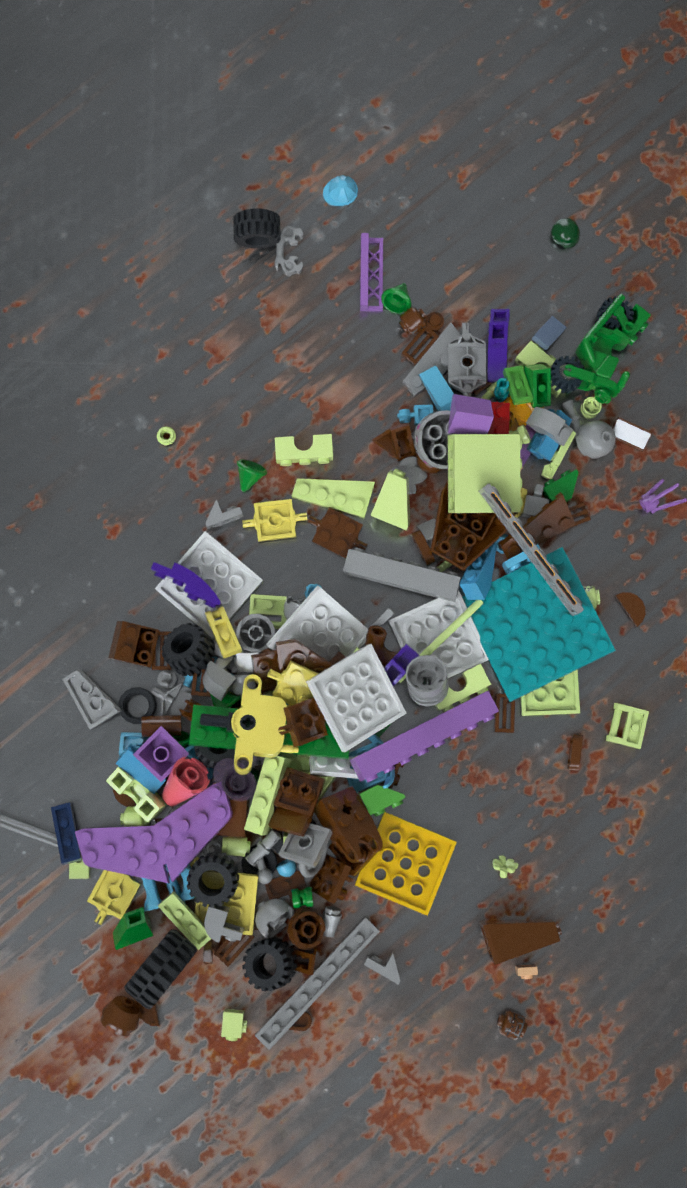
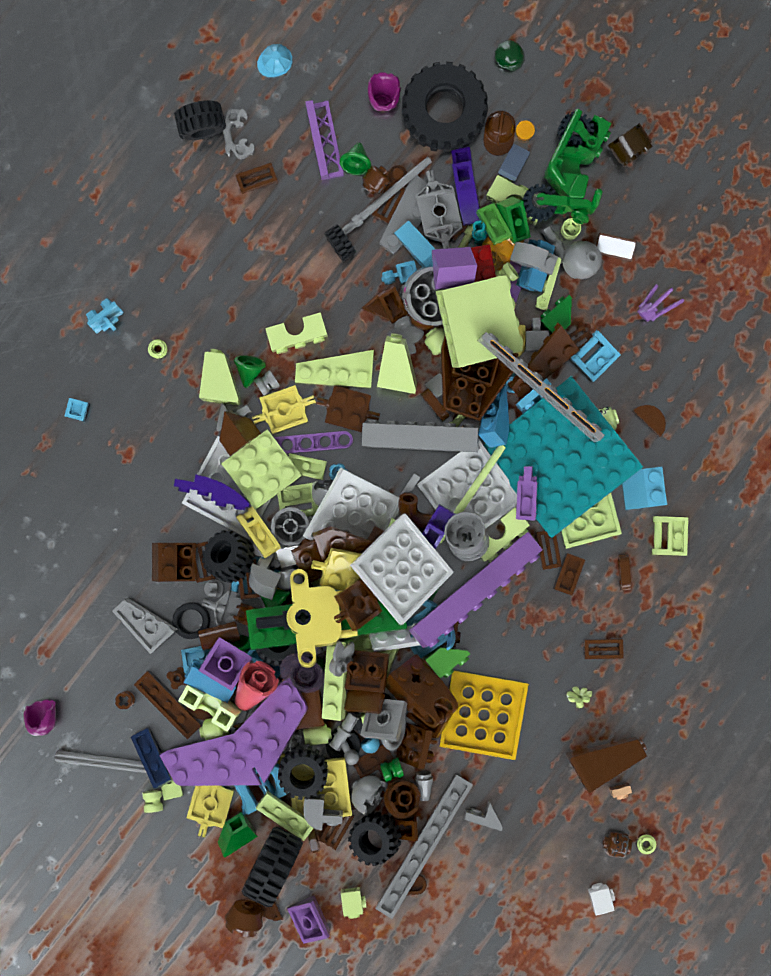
camera: 10 degrees left, 5 degrees up
(48, 768) = (119, 699): none -> reddish brown bush
(57, 876) = (152, 801): none -> yellowish green wheel
(74, 476) = (76, 409): none -> medium azure plate
(95, 784) = (167, 705): none -> reddish brown plate
(114, 754) = (172, 677): none -> reddish brown plate
(122, 395) = (105, 318): none -> medium azure hips
(186, 1033) = (309, 920): none -> medium lavender slope
(217, 477) = (218, 380): none -> yellowish green slope
(224, 531) = (237, 432): none -> reddish brown slope
(240, 572) = (261, 469): none -> yellowish green plate
(264, 491) = (266, 383): none -> light grey wheel
(276, 772) = (341, 657): none -> light grey plate
(280, 553) = (315, 438): none -> medium lavender beam
(284, 580) = (309, 466): none -> yellowish green plate
(298, 296) = (258, 185): none -> reddish brown tile
(365, 372) = (340, 242): none -> black tyre
(387, 355) = (357, 220): none -> light grey bar
(436, 485) = (434, 340): none -> yellowish green head
(438, 239) = (384, 91): none -> magenta hair
(484, 1077) = (601, 898): none -> white brick
(494, 654) = (527, 495): none -> medium lavender hinge
(500, 241) = (444, 79): none -> black tyre
(520, 742) = (569, 574): none -> reddish brown plate
(522, 820) = (603, 641): none -> reddish brown tile
(540, 303) = (499, 133): none -> reddish brown piece
(541, 1037) = (646, 850): none -> yellowish green plate
(565, 306) = (525, 130): none -> light orange tile
(592, 539) = (600, 360): none -> medium azure plate
(612, 674) = (645, 489): none -> medium azure slope
(664, 339) = (629, 144): none -> dark brown brick

